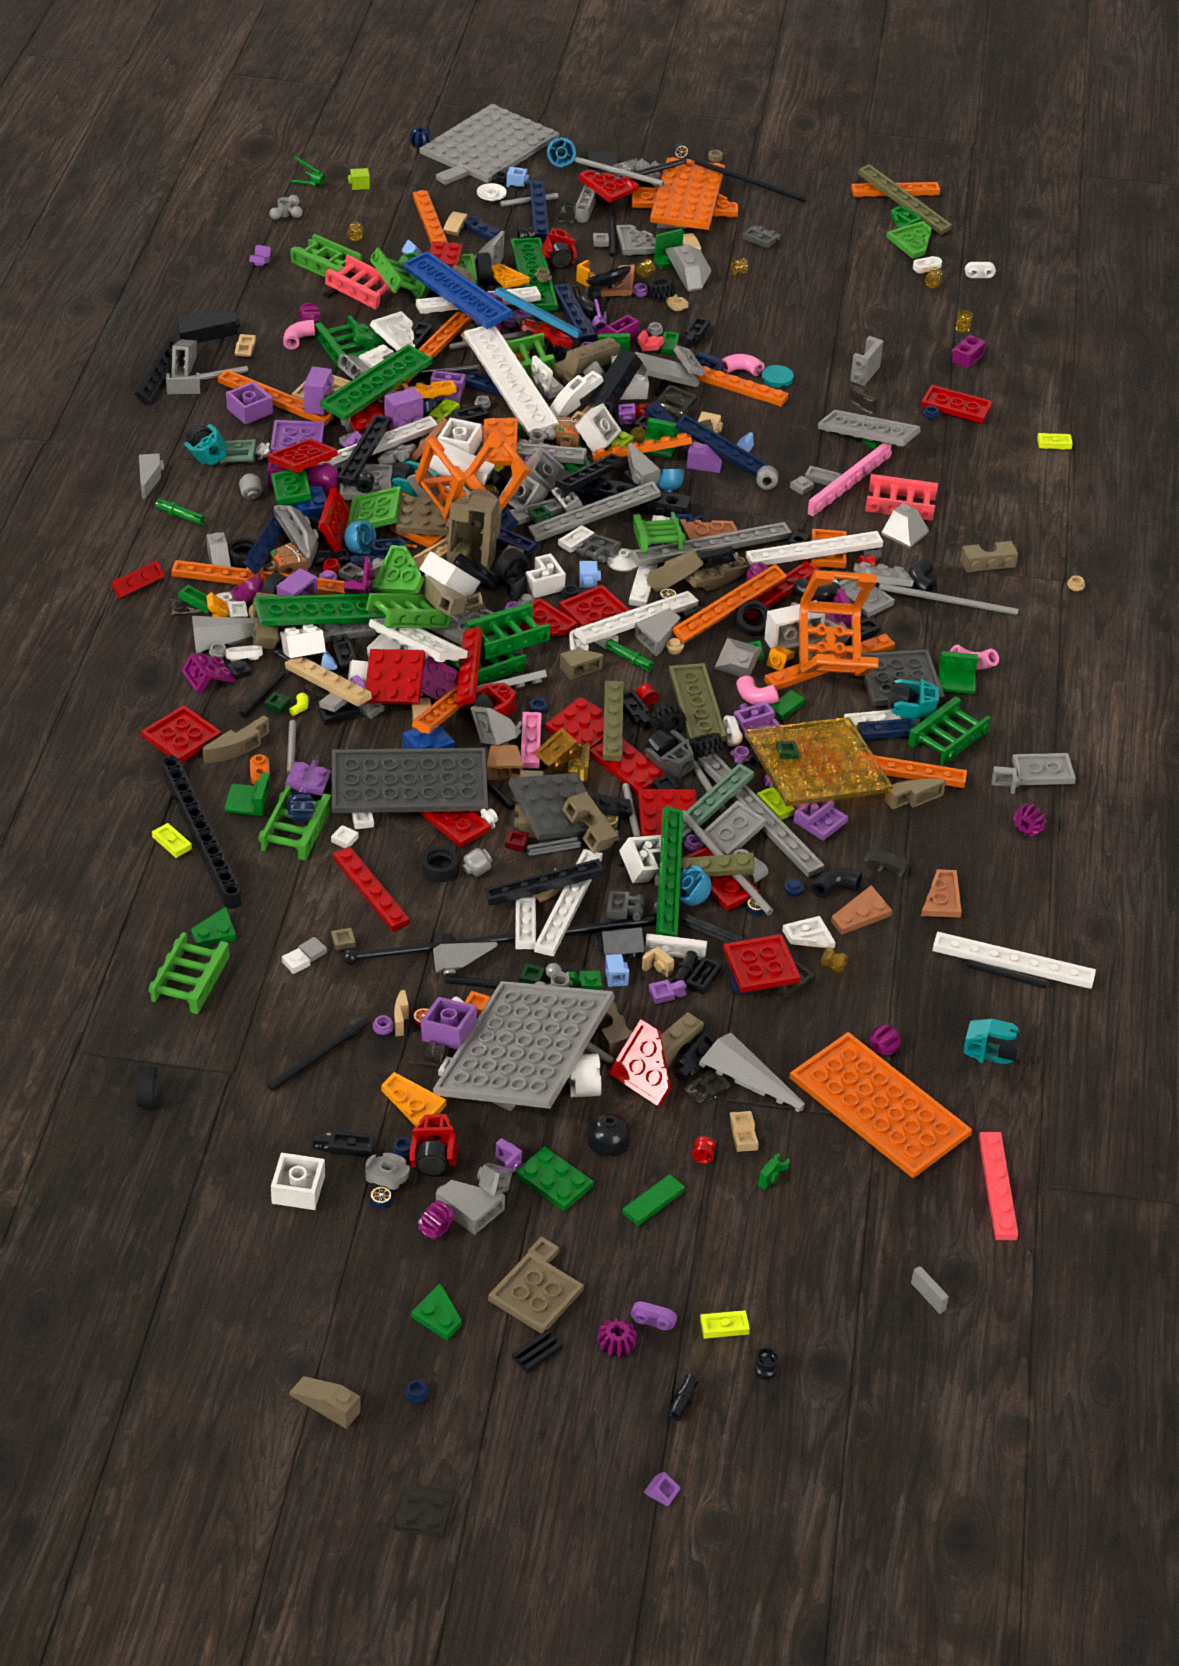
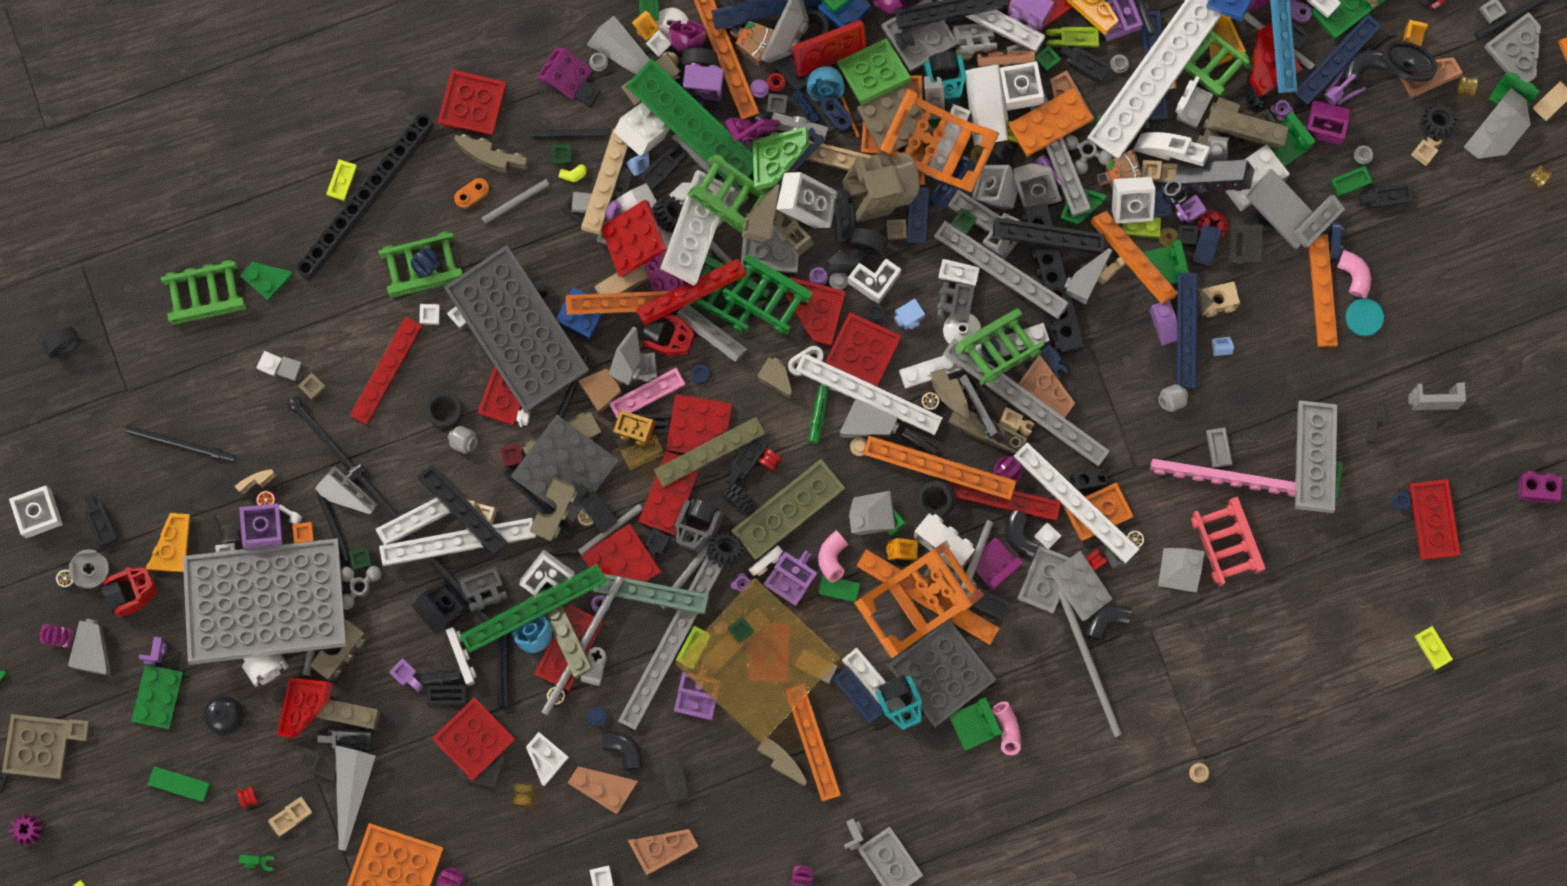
camera: 65 degrees right, 35 degrees up
(237, 653) = (608, 85): white plate -> none
(249, 798) = (427, 207): green bracket -> none
(308, 778) = (477, 241): medium lavender plate -> none
(383, 1025) = (236, 469): medium lavender plate -> none
(402, 1147) = (120, 564): dark blue plate -> none
(429, 405) = (1071, 18): dark blue plate -> none
(494, 1178) = (117, 656): light grey slope -> none
(585, 980) = (384, 605): green plate -> none
(616, 970) = (405, 622): light blue brick -> none
(640, 290) = (1425, 96): medium lavender plate -> none
(649, 343) = (1333, 163): coral bracket -> none
(653, 1315) = (62, 852): medium lavender plate -> none
(660, 960) = (434, 656): tan bracket -> none
(670, 479) = (1102, 306): dark azure cylinder -> none
(735, 827) = (632, 629): light grey plate -> none
(801, 485) = (1190, 435): light grey plate -> none
(943, 717) = (884, 734): green fence -> none
(976, 559) = (1194, 684): dark tan arch -> none

